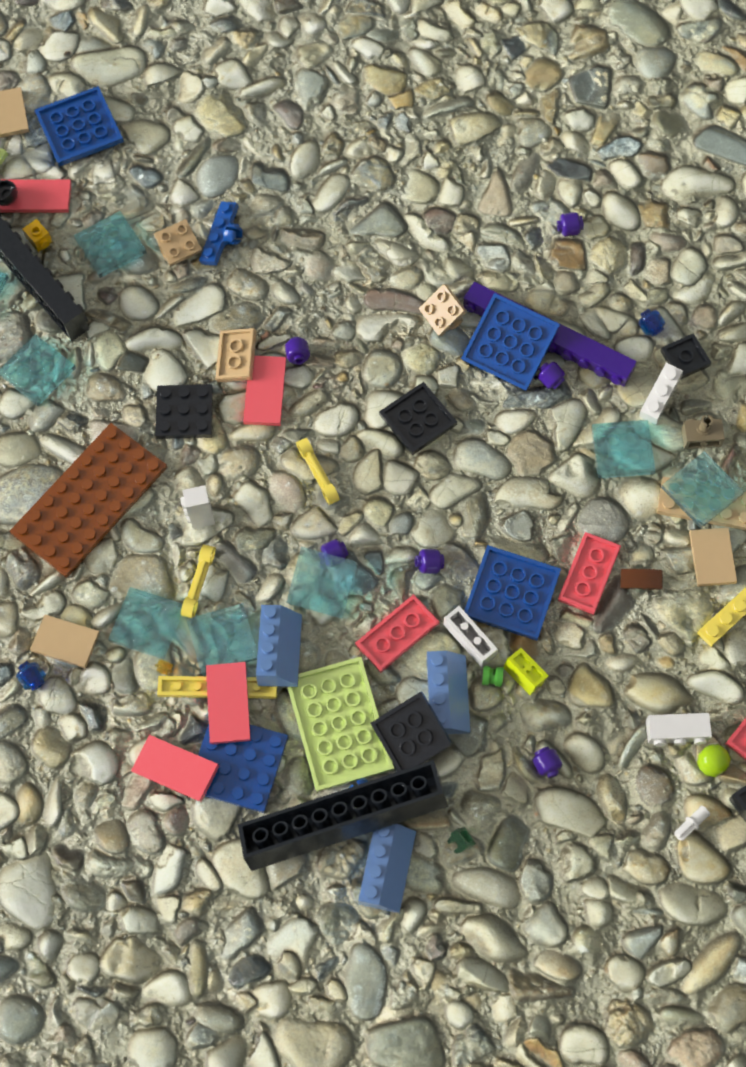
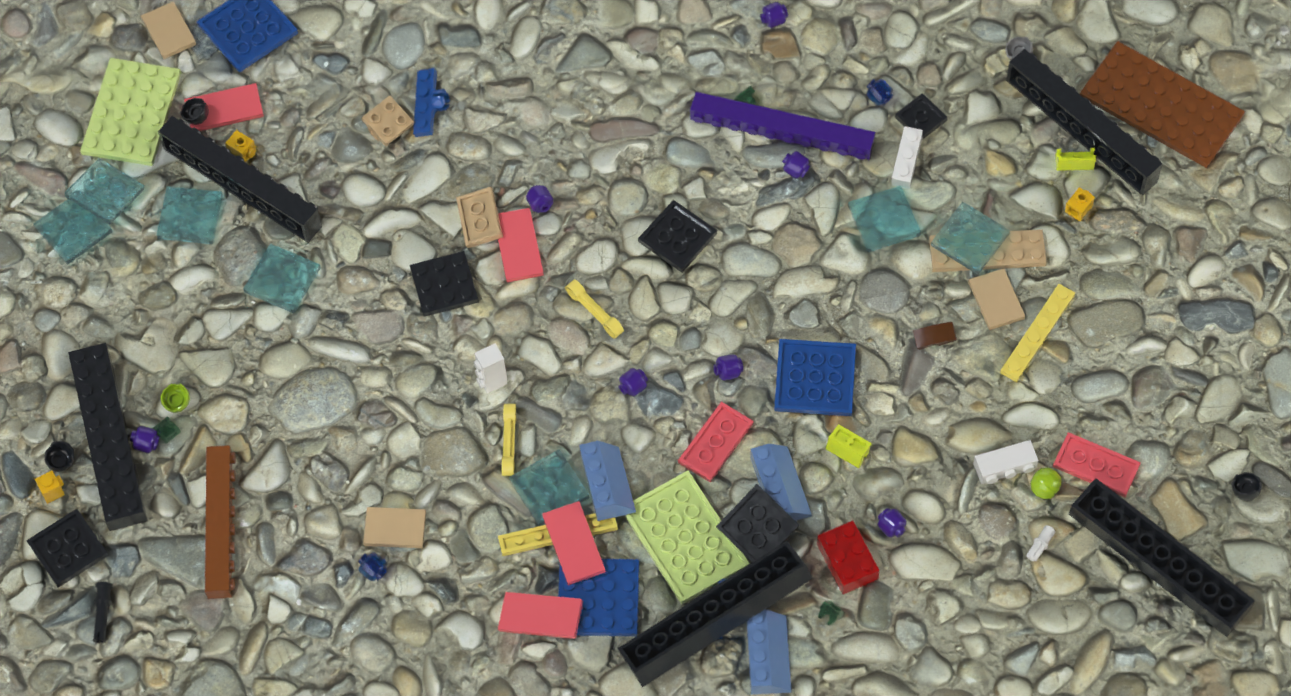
camera: 15 degrees left, 5 degrees down
(88, 500) = (375, 390): dark orange plate -> none
(110, 244) = (317, 138): clear light blue plate -> none
(146, 623) = (469, 491): clear light blue plate -> none
(164, 667) = (500, 527): clear yellow plate -> none
(322, 582) = (630, 411): clear light blue plate -> none
(443, 310) = (673, 126): tan plate -> none
(470, 636) = (787, 426): white brick -> none
(492, 676) = (818, 457): bright green wheel -> none
(493, 787) = (848, 557): none -> red brick
(510, 342) = (748, 141): blue plate -> none
(521, 297) = (746, 96): none -> clear green tile
(589, 573) = (883, 342): coral tile -> none
(702, 433) = (957, 185): dark tan brick -> none

